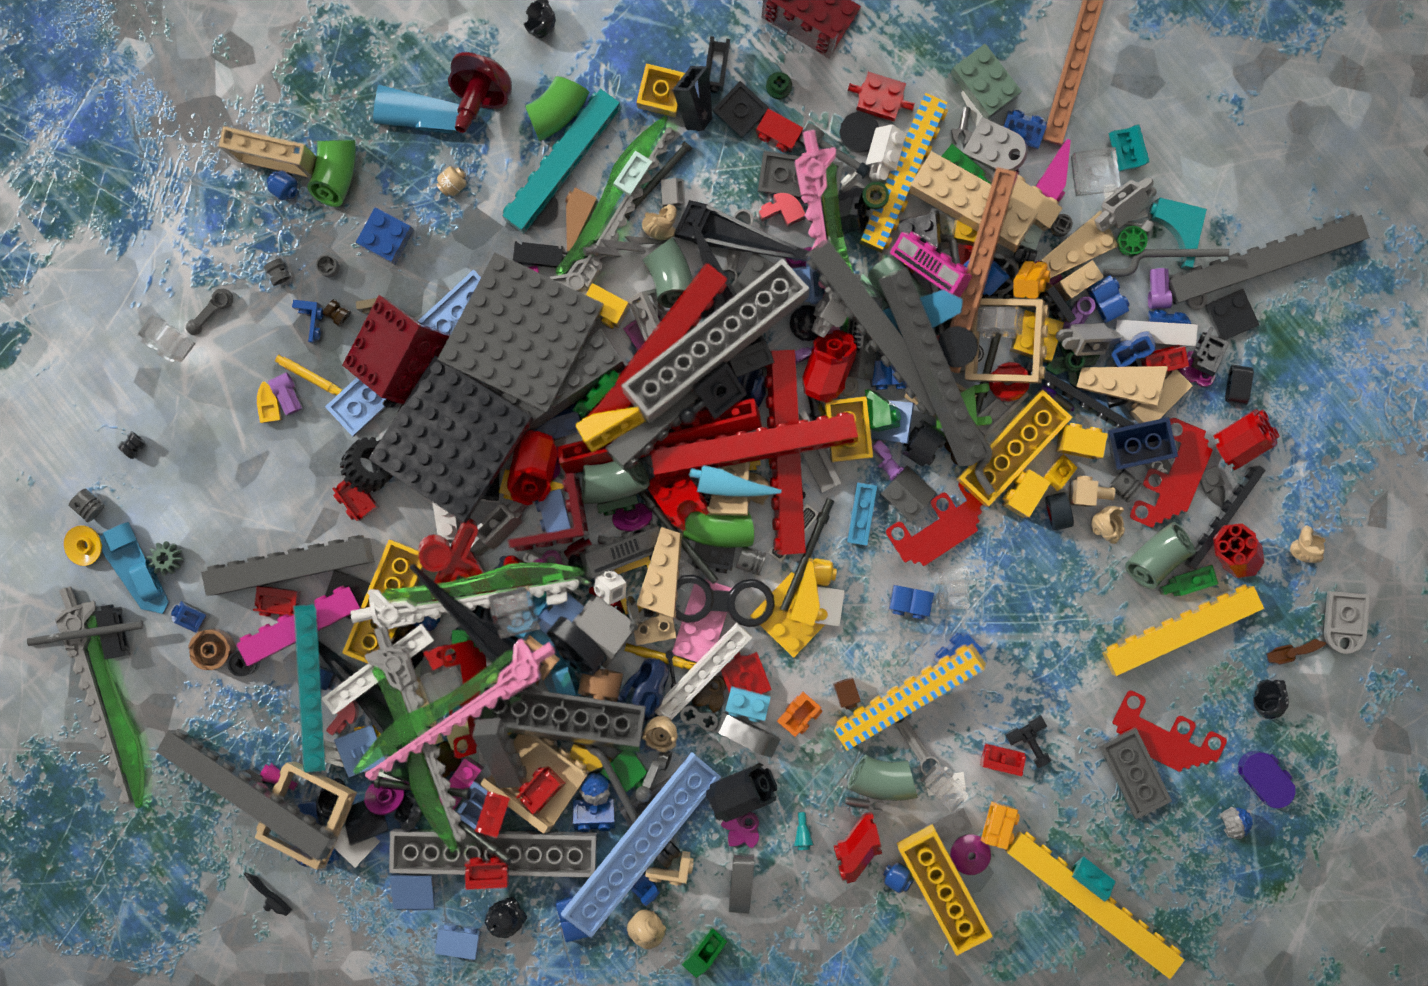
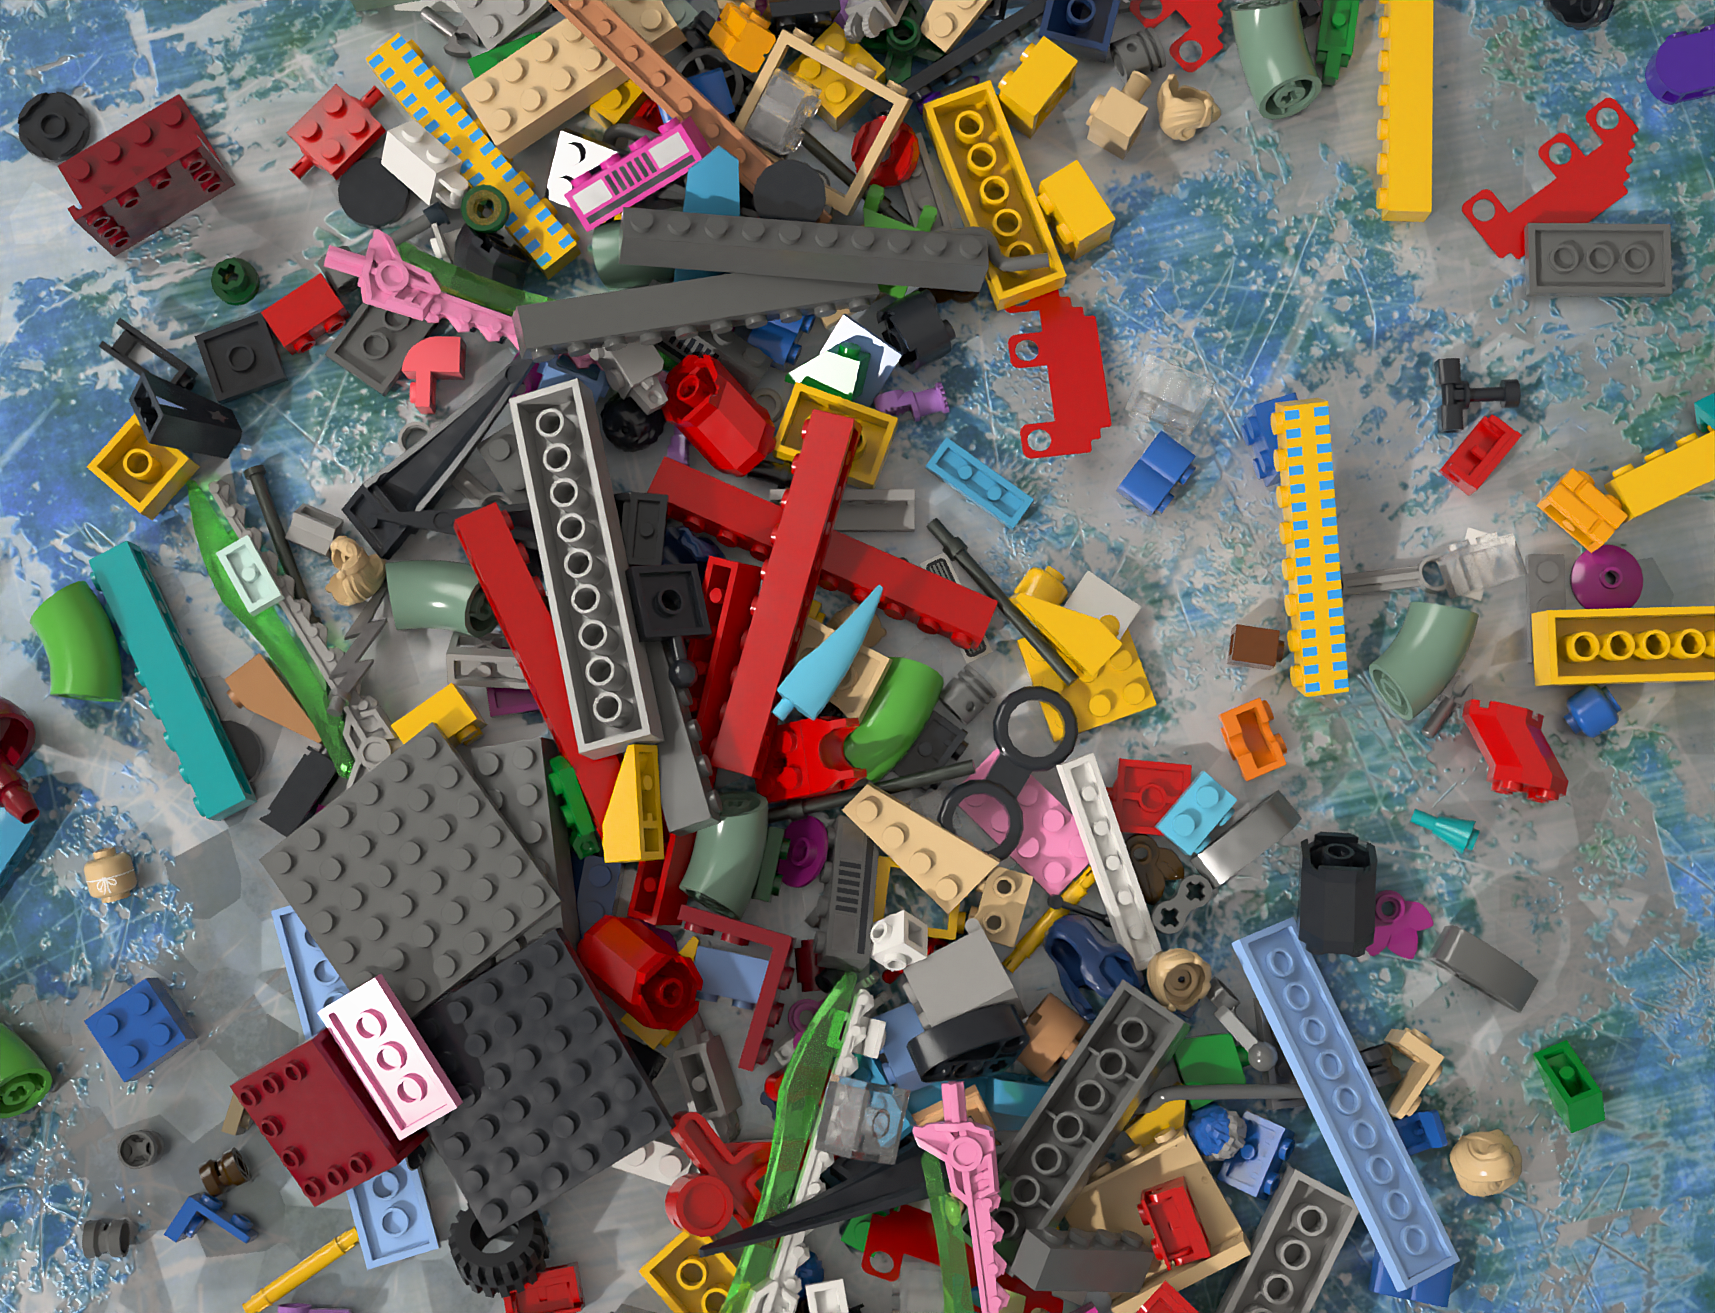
camera: 55 degrees left, 5 degrees down
(430, 367) = (390, 1057): none -> plate
(434, 657) = (871, 1289): red hinge -> none
(635, 616) = (968, 923): dark grey piece -> none
(908, 494) = (984, 397): dark grey slope -> none
(1059, 511) = (1127, 174): black wheel -> none
(1060, 472) = (1067, 142): yellow plate -> none

